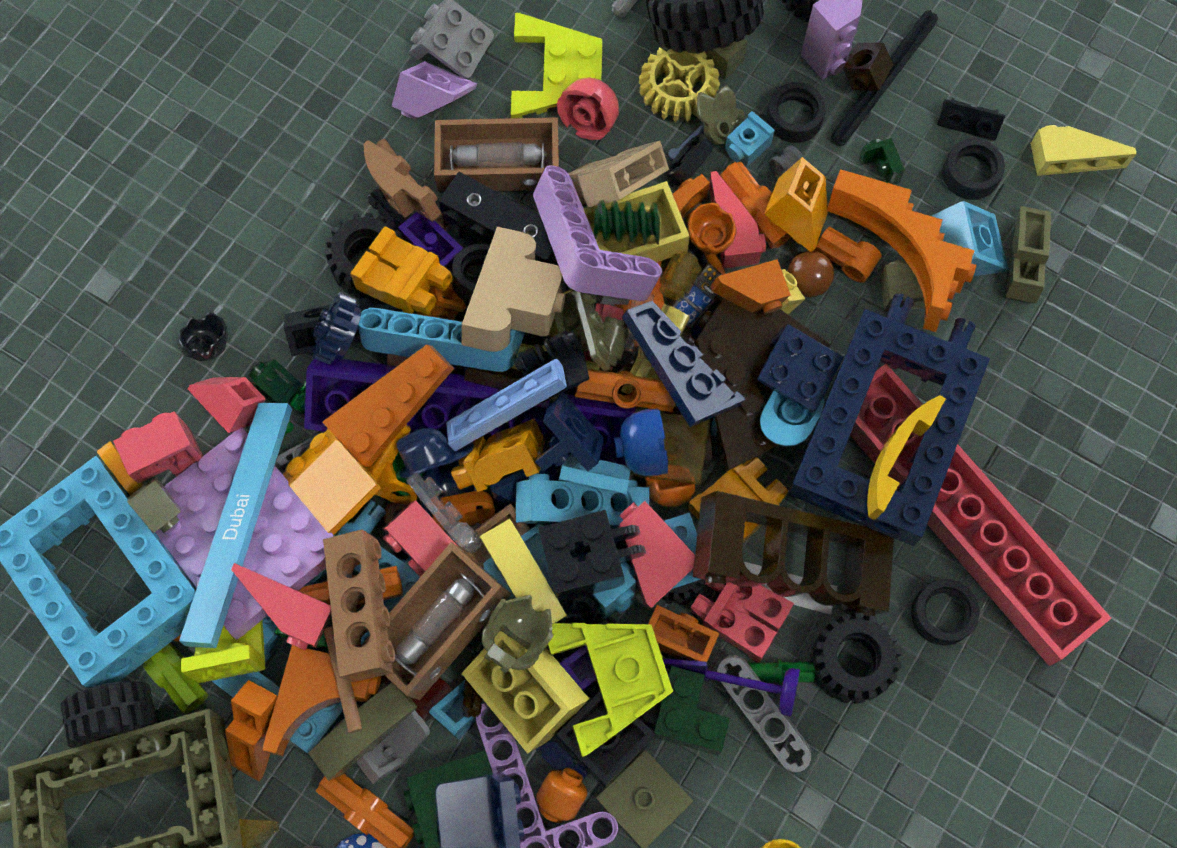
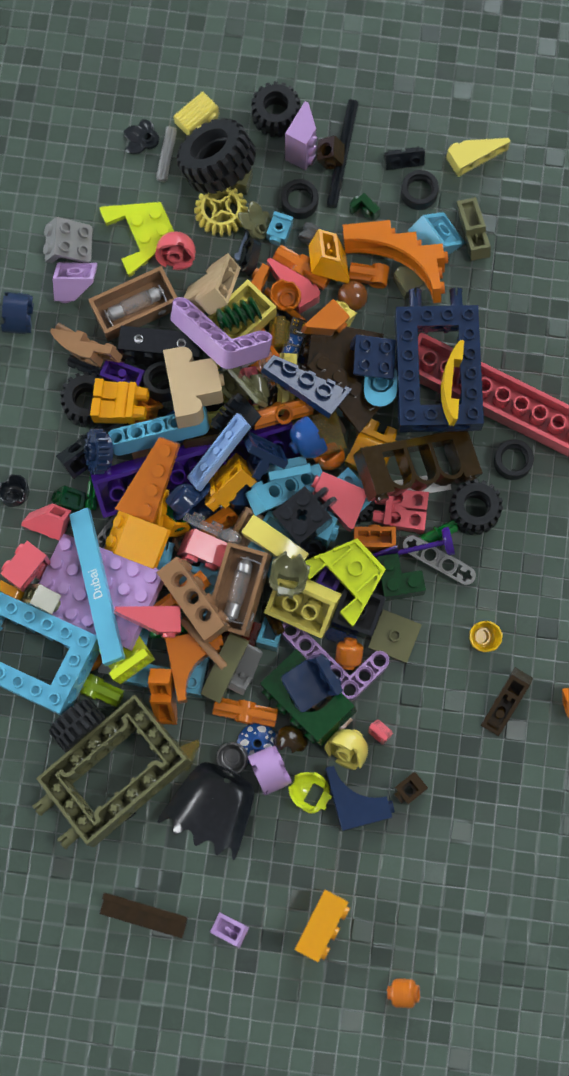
camera: 25 degrees left, 5 degrees up
(332, 100) = (16, 313): none -> dark blue brick

